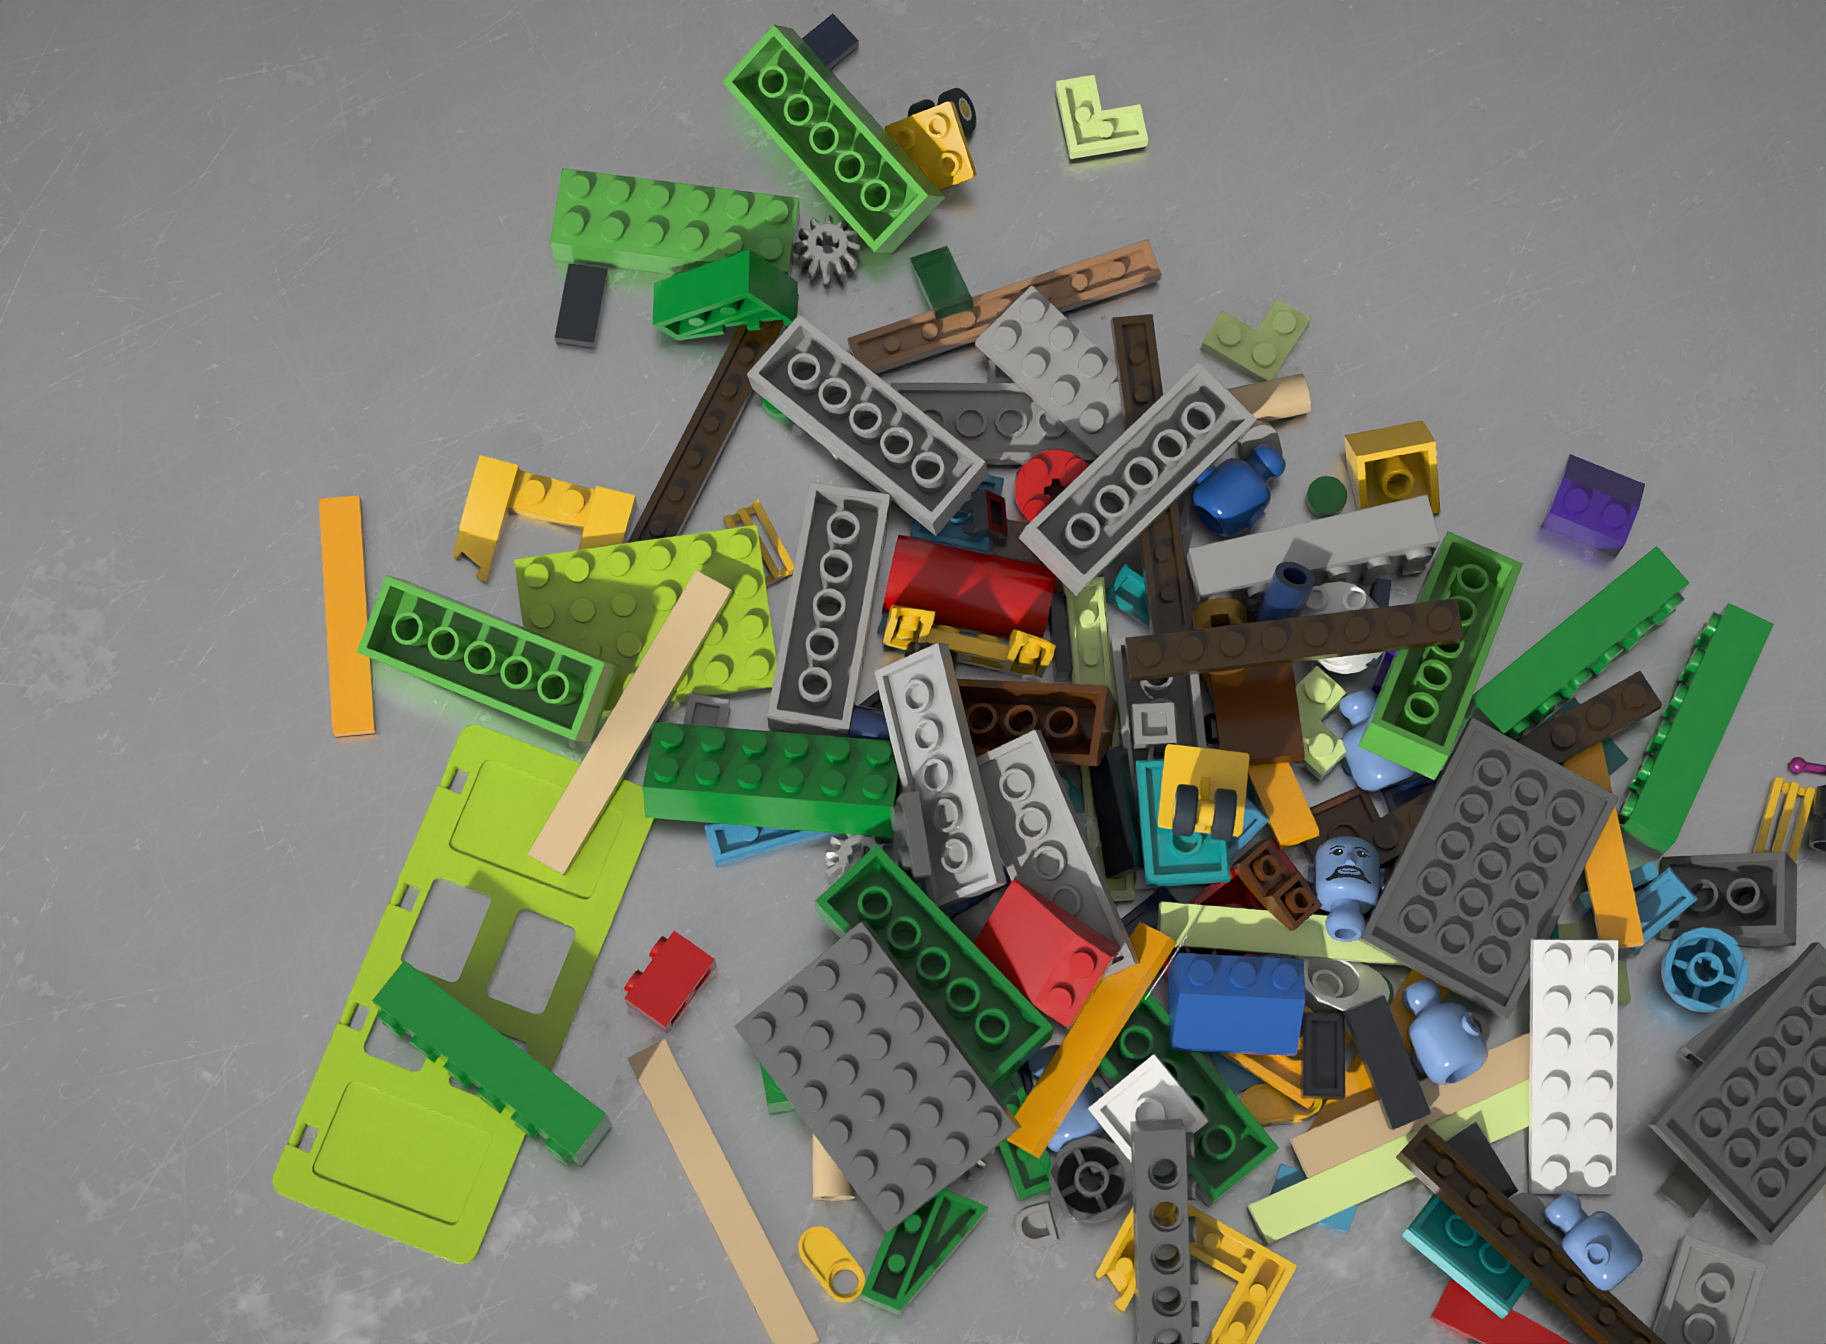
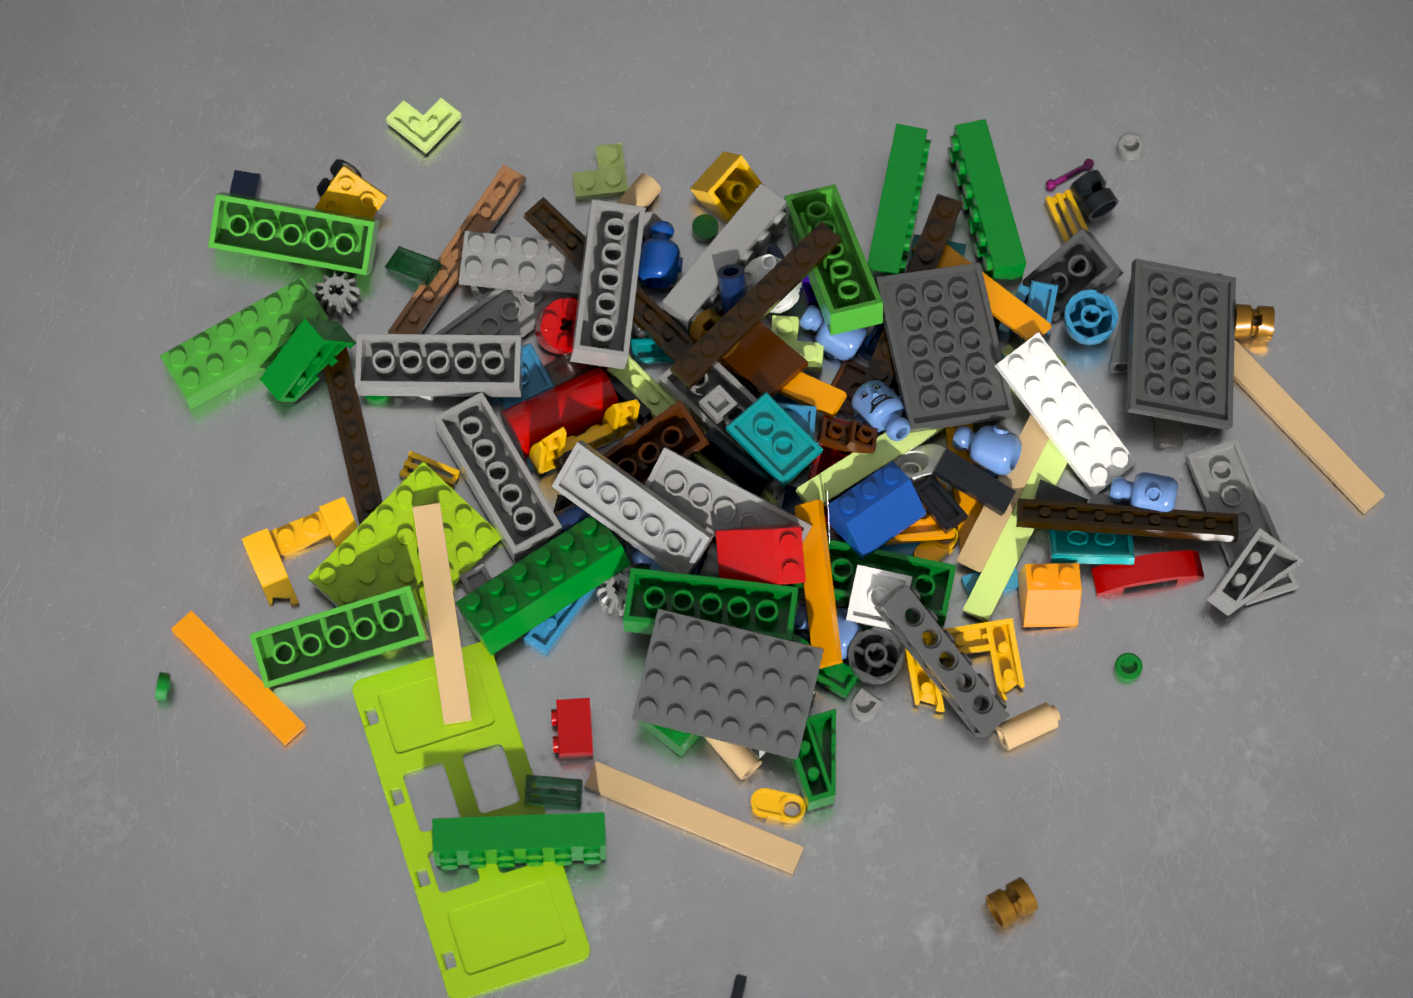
camera: 40 degrees left, 5 degrees down
(254, 559) = (163, 686): none -> green tile
(574, 1047) = (553, 802): none -> clear green tile
(581, 305) = (227, 422): black tile -> none
(908, 820) = (644, 550): dark grey plate -> none
(988, 515) = (540, 365): black tile -> none
(1203, 791) = (774, 414): yellow plate -> none
(1368, 1273) = (1050, 595): none -> light orange slope
(1594, 506) = (844, 131): dark purple slope -> none

